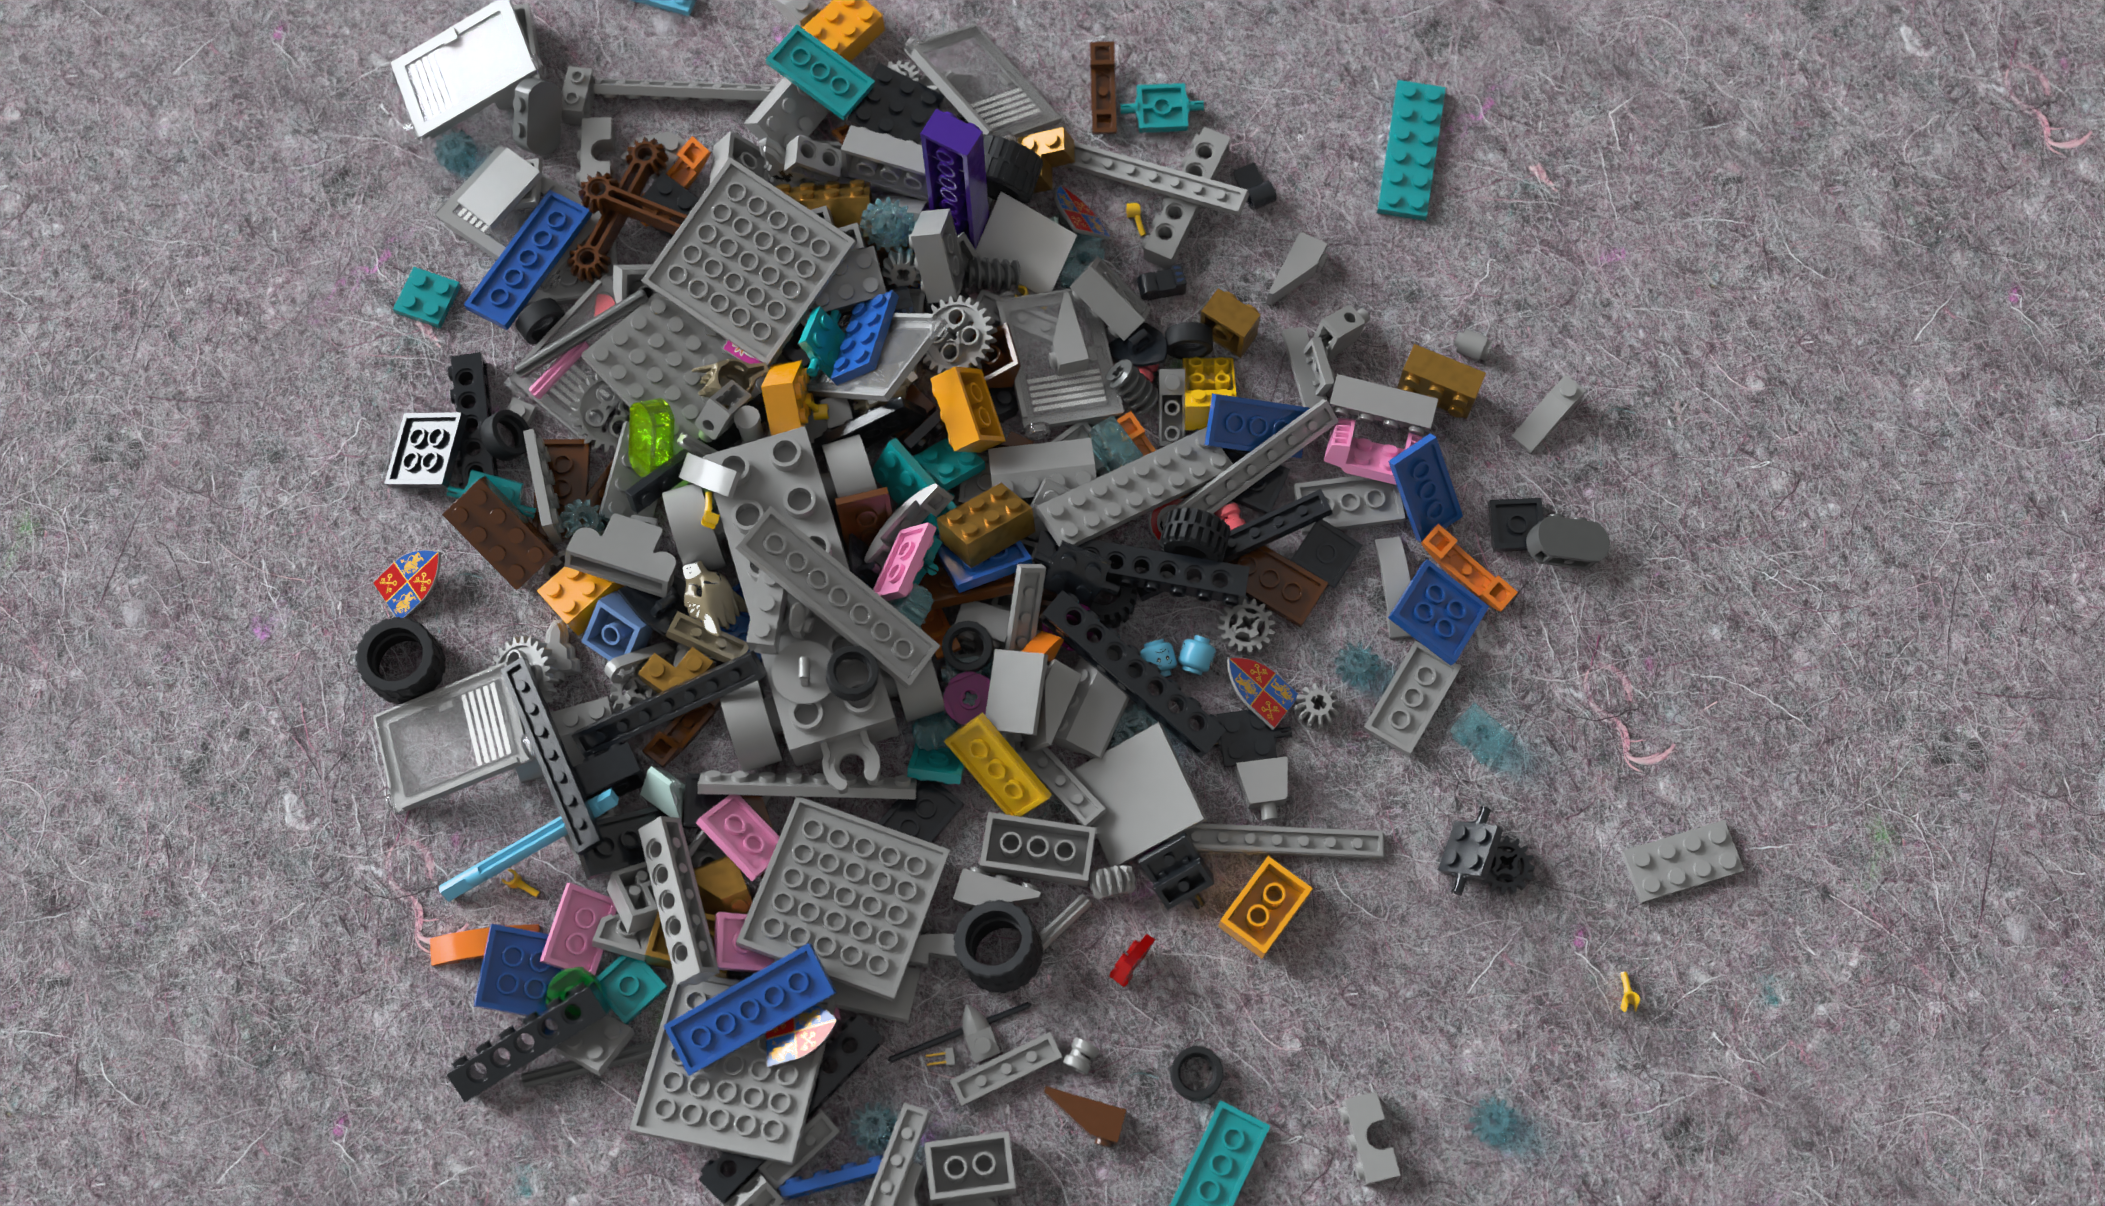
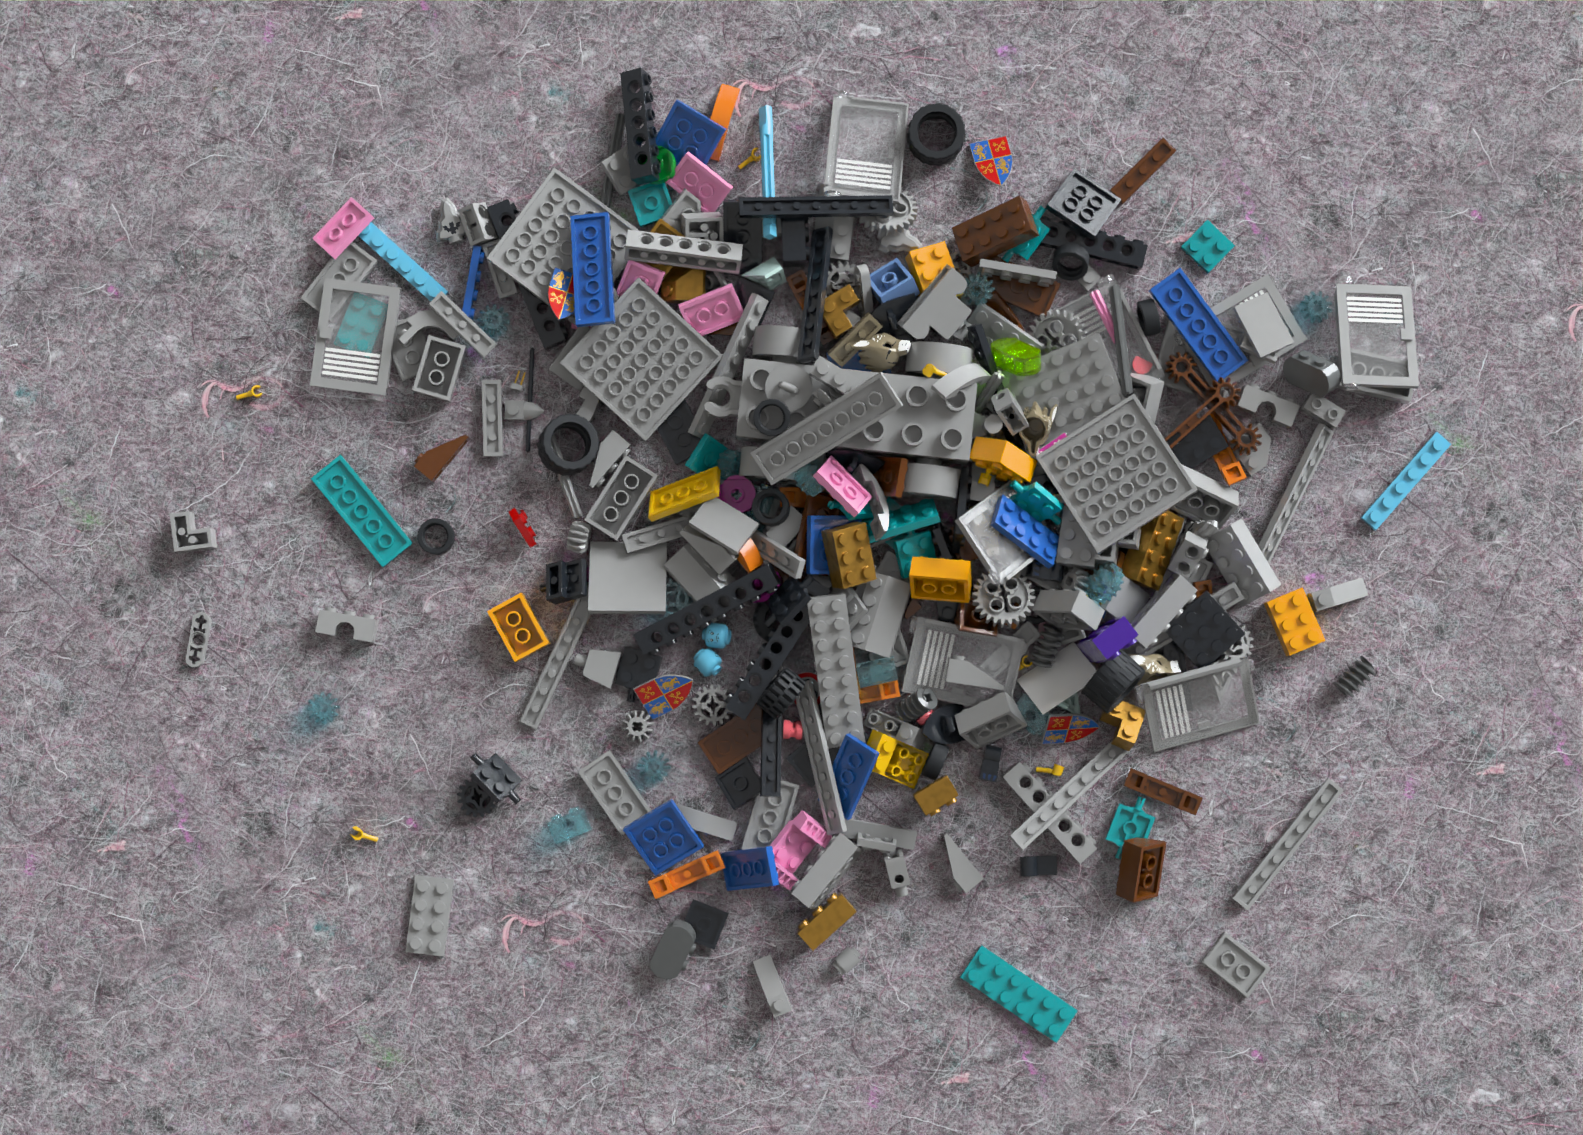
camera: 115 degrees right, 15 degrees up
(357, 405) = (1143, 170): none -> reddish brown tile
(820, 72) = (1249, 585): teal plate -> none
(1081, 1062) = (478, 468): light grey wheel -> none
(1205, 75) = (1140, 869): none -> reddish brown slope

